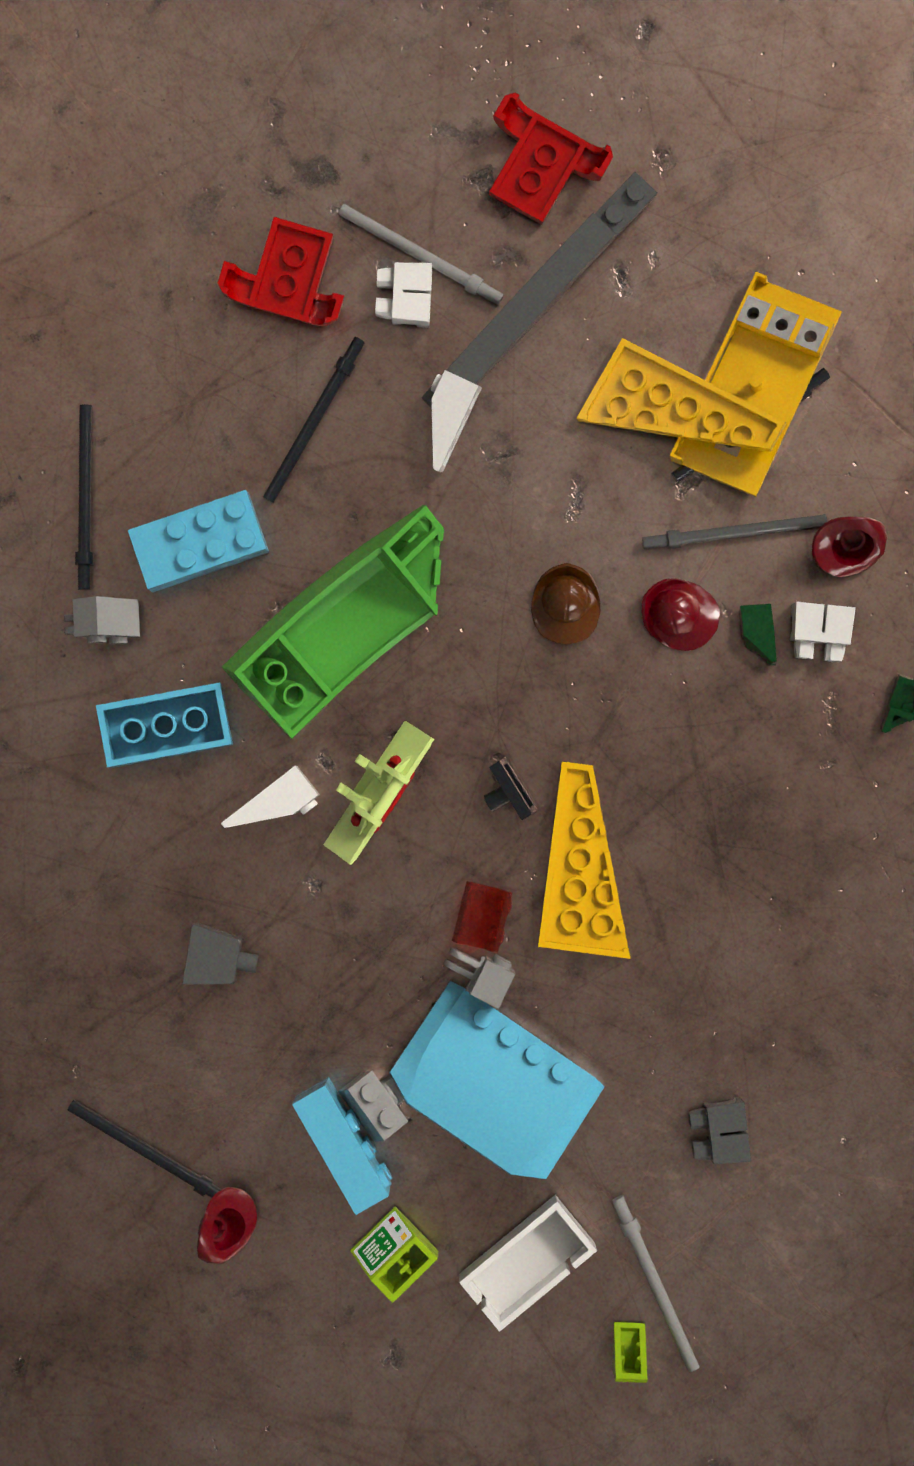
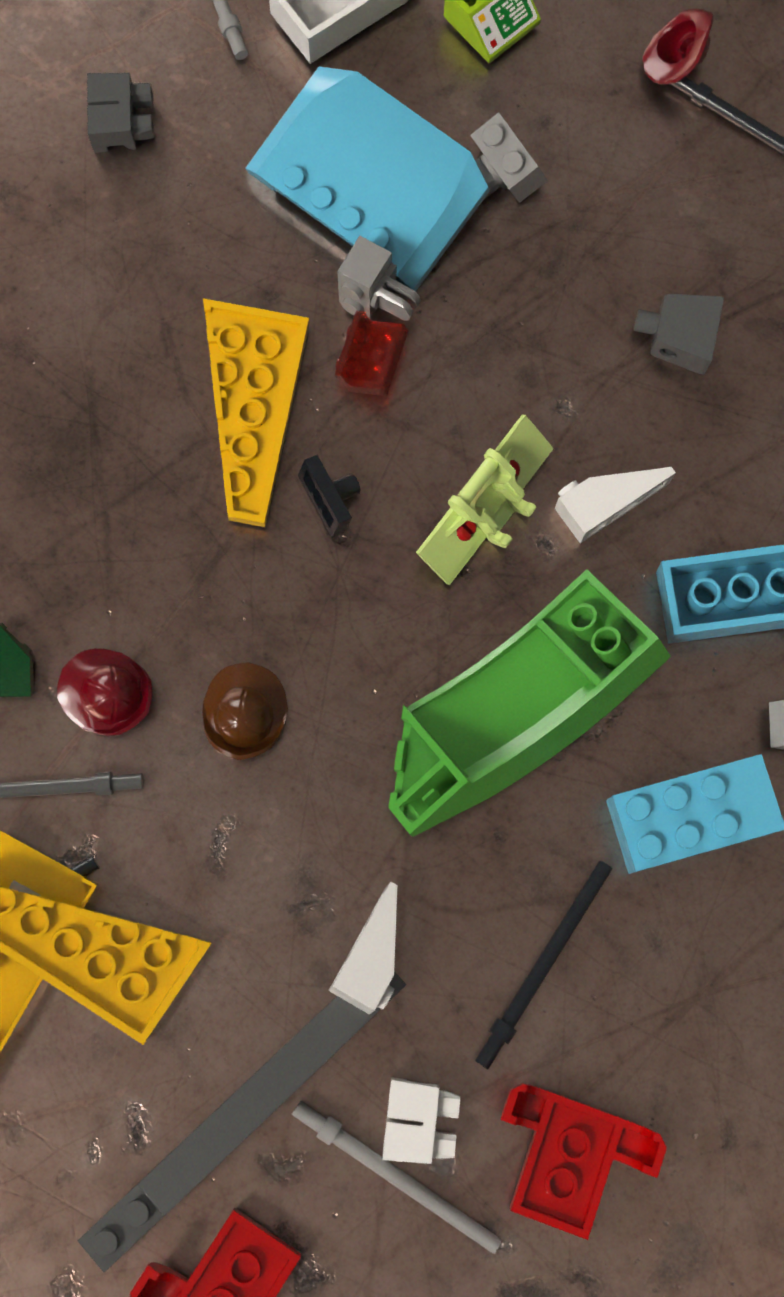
camera: 175 degrees left, 10 degrees down
(342, 1145) = (546, 115): medium azure brick -> none

